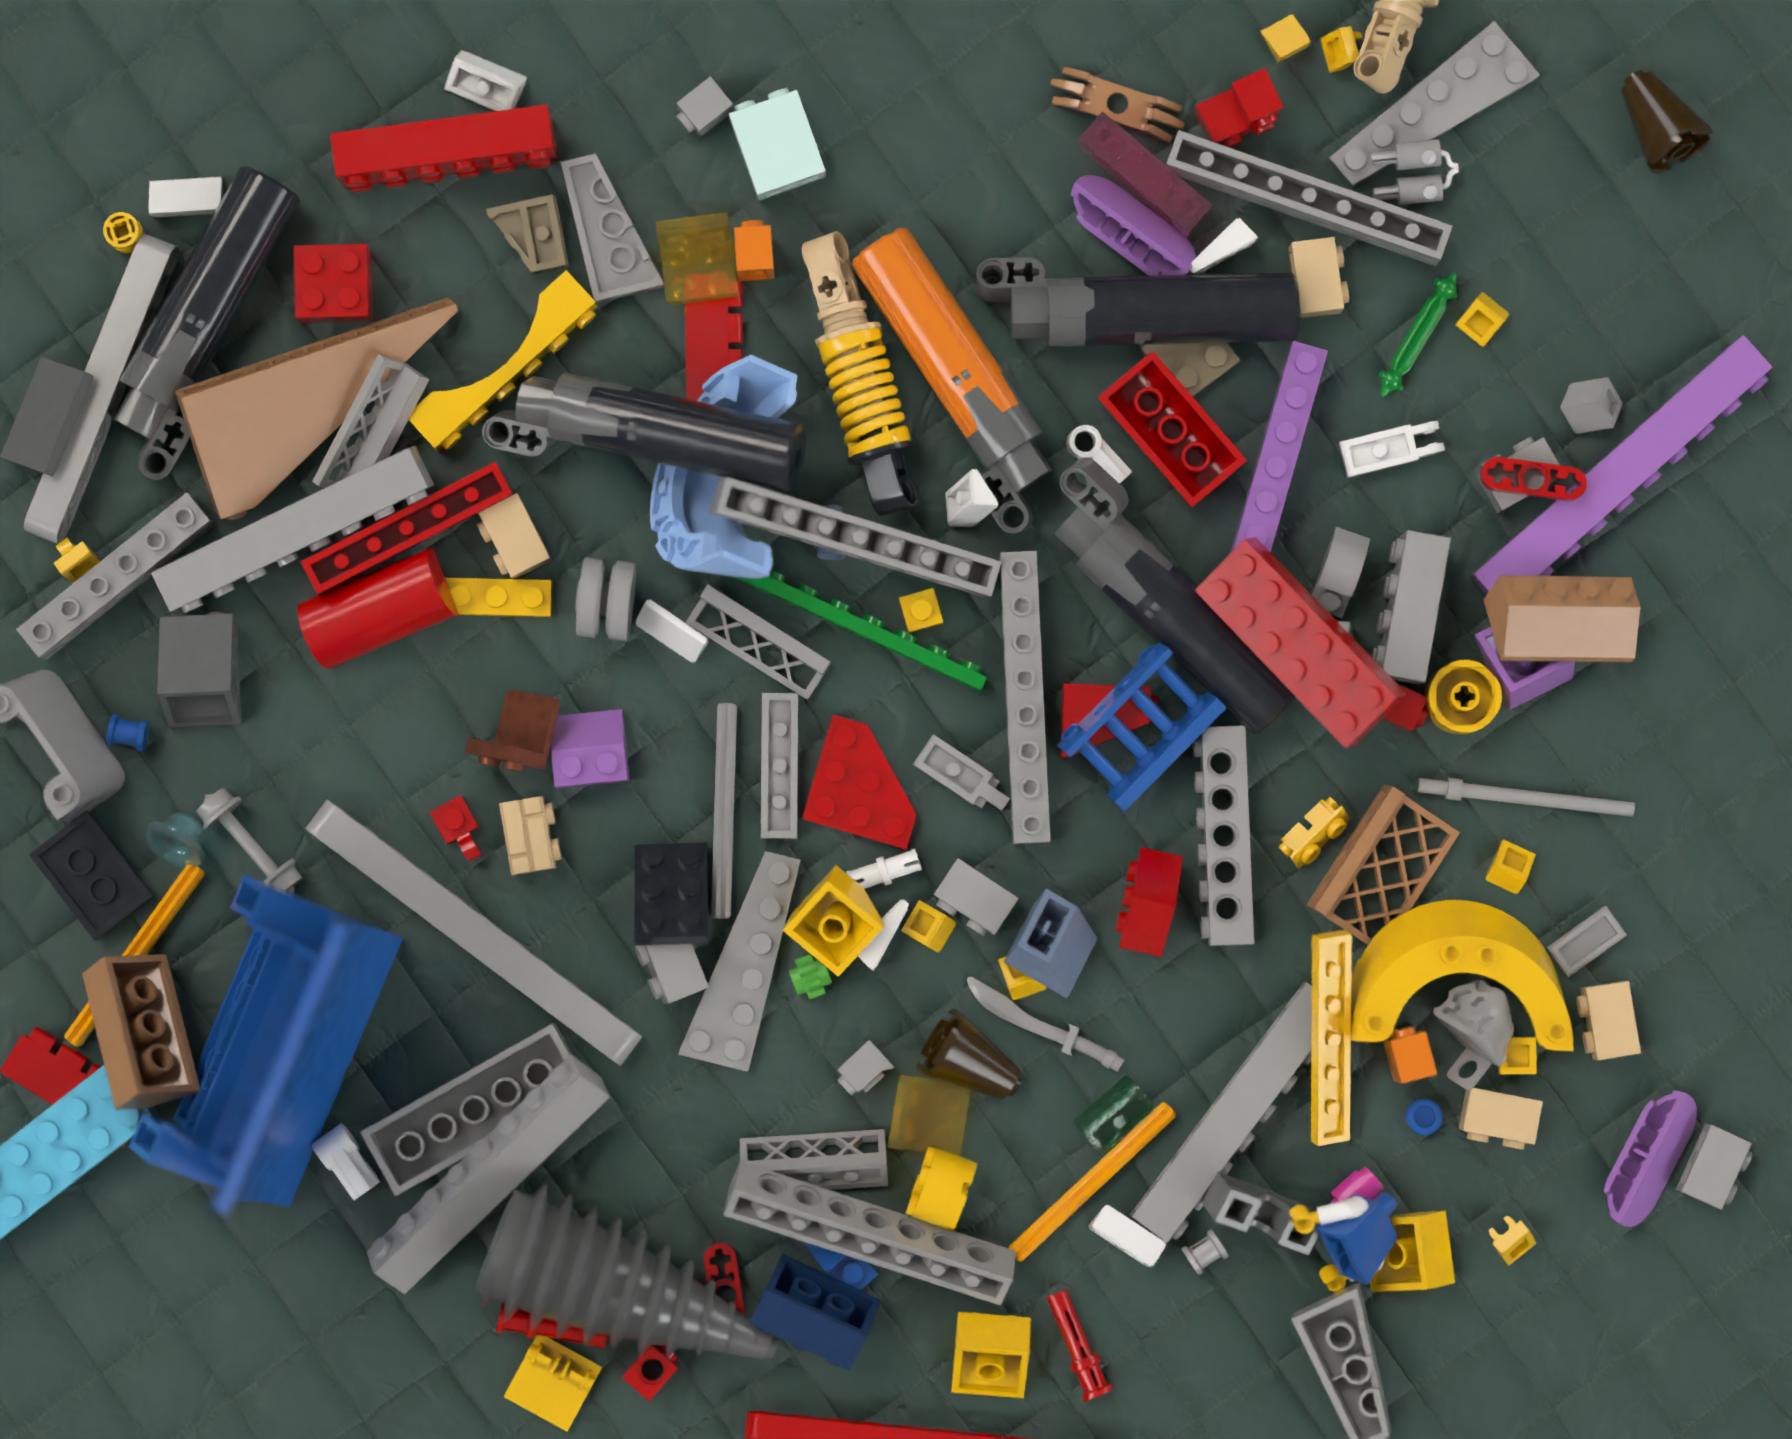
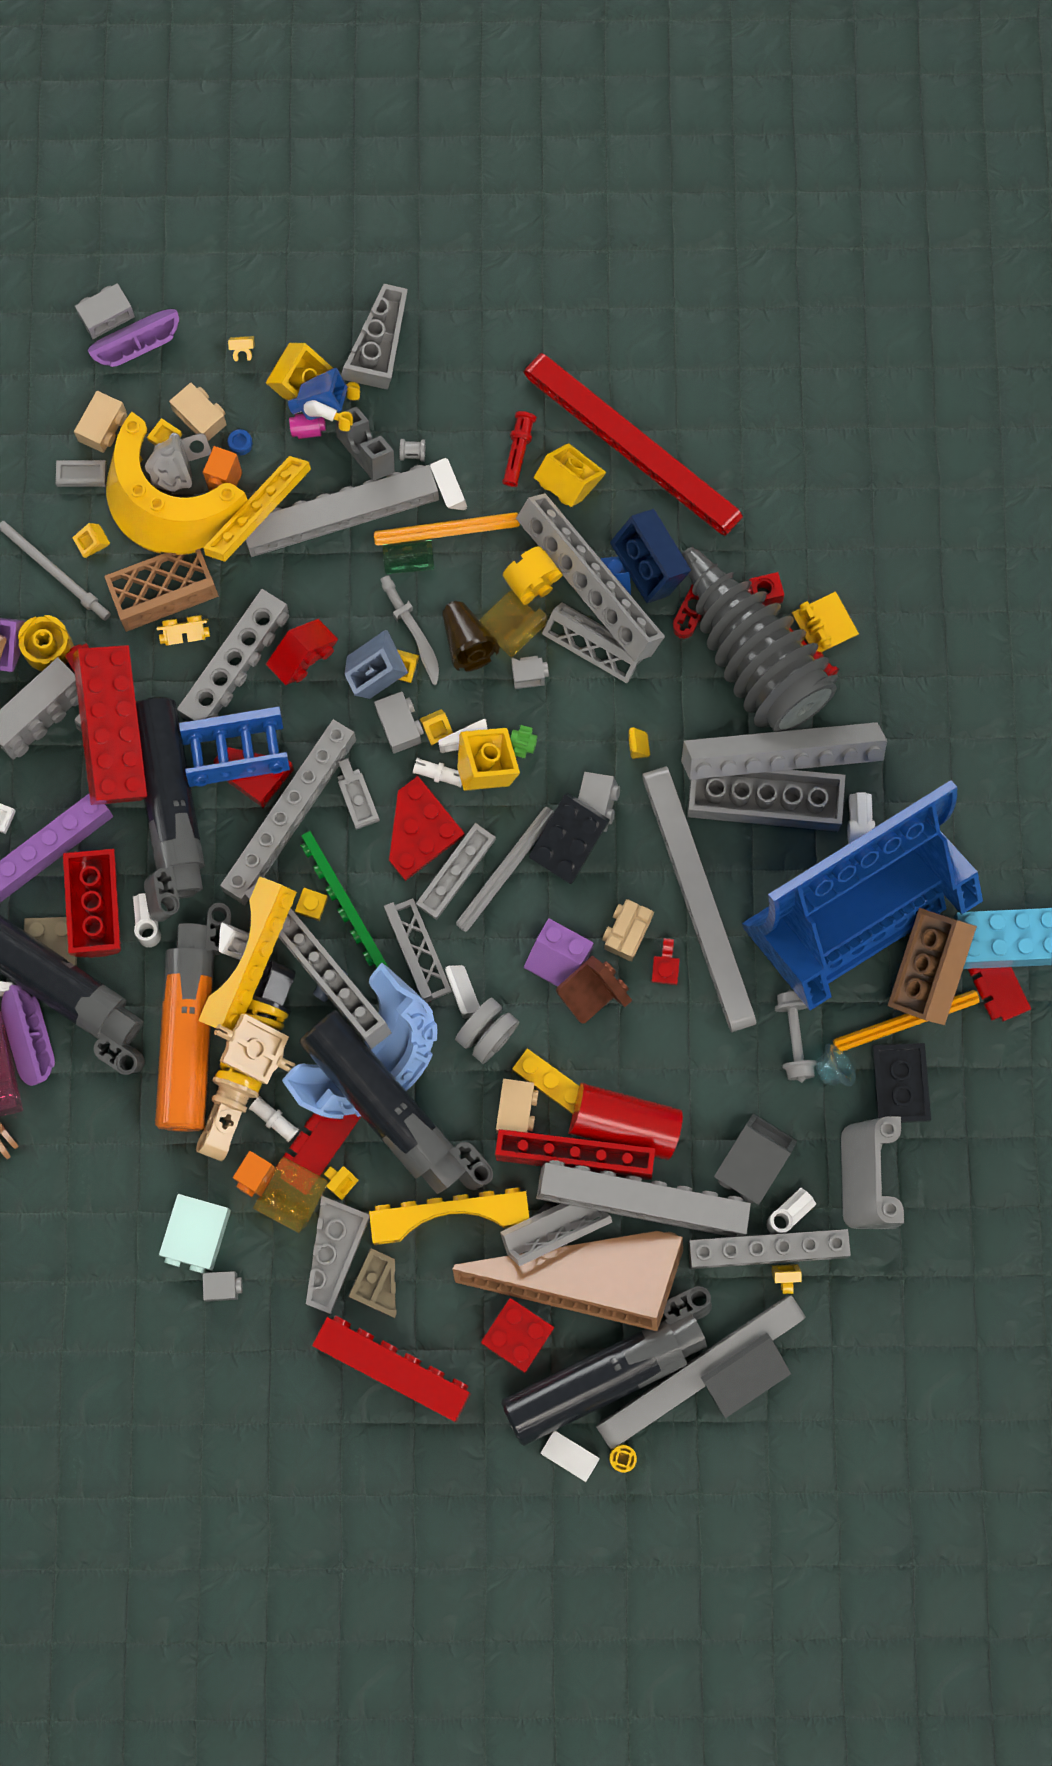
camera: 140 degrees left, 10 degrees down
(119, 641) = (792, 1211): none -> white piece
(127, 732) = (824, 1152): blue bush -> none
(484, 82) = (340, 1397): white slope -> none
(655, 316) = (341, 1181): none -> yellow tile
(672, 1072) = (638, 743): none -> yellow slope
(734, 1002) = (585, 751): light grey wing -> none
(781, 333) = (273, 1119): none -> white pin
(850, 383) = (254, 1048): none -> tan plate
(951, 556) = (269, 909): none -> yellow arch
(1340, 570) = (57, 758): light grey brick -> none

